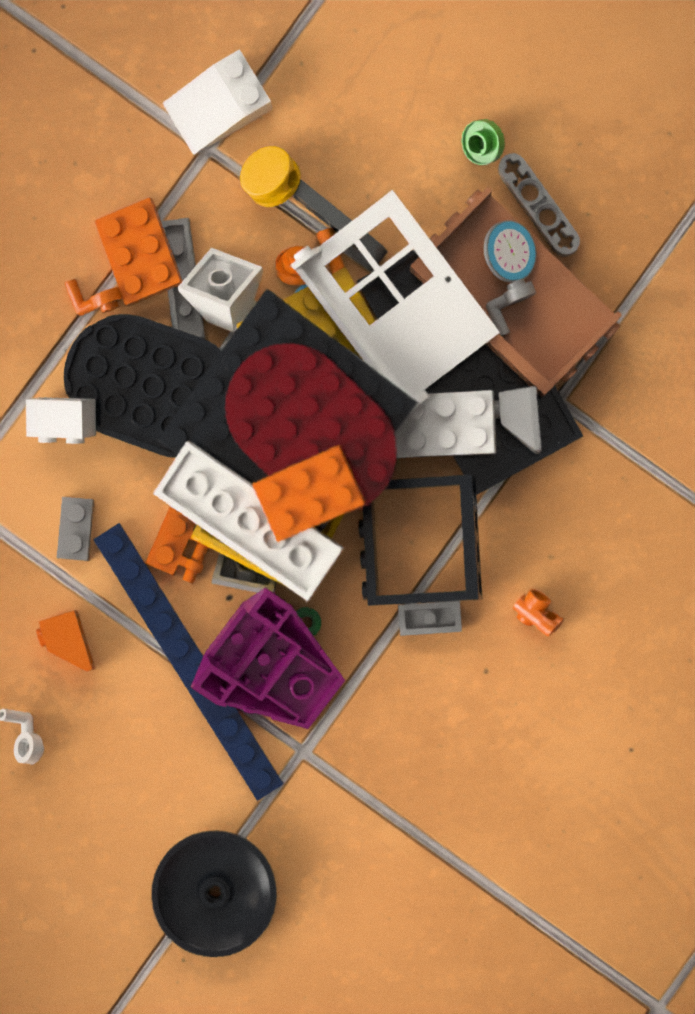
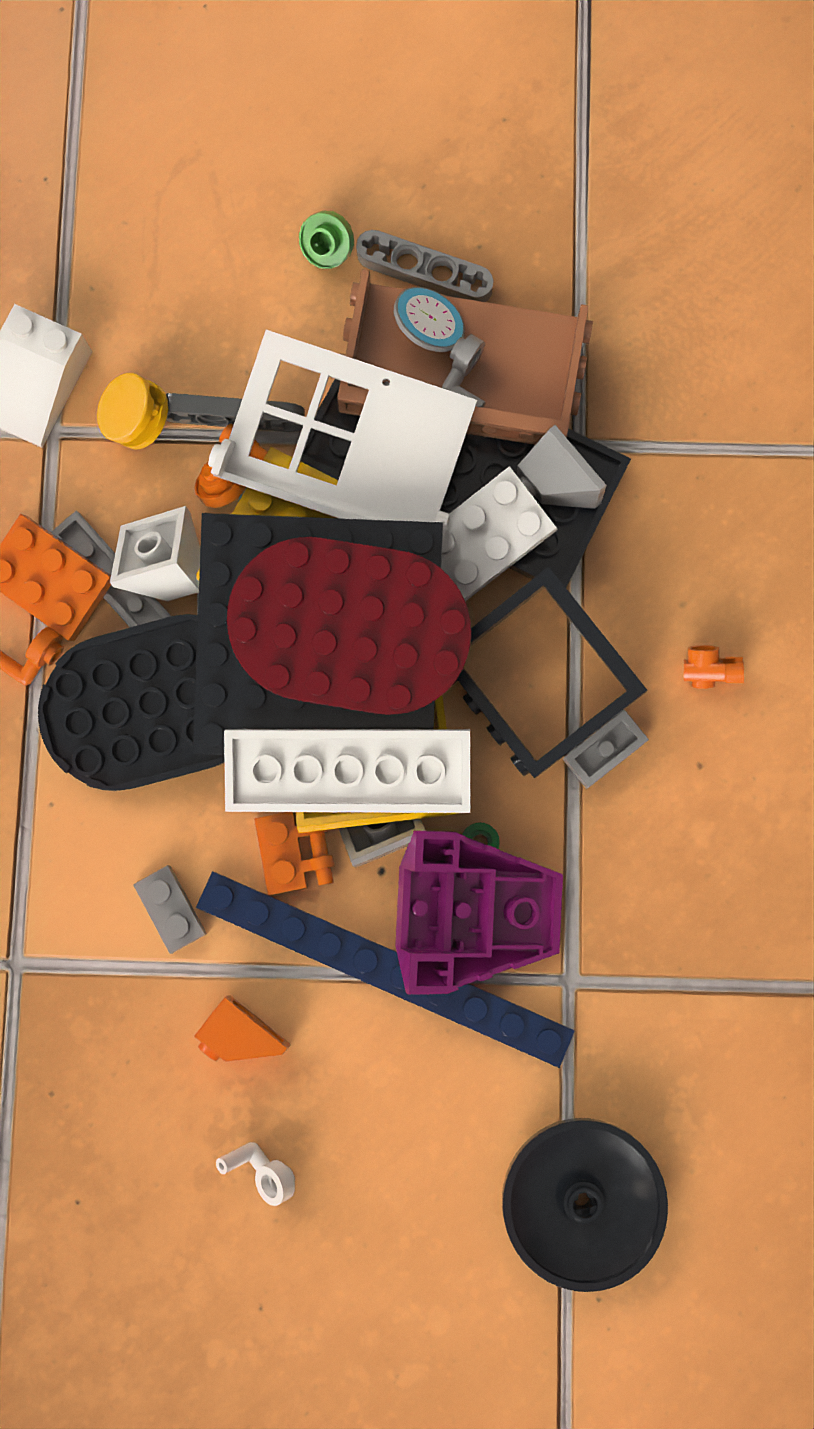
camera: 30 degrees left, 5 degrees down
(60, 418) = (75, 801): white brick -> none
(308, 493) = (393, 694): orange plate -> none

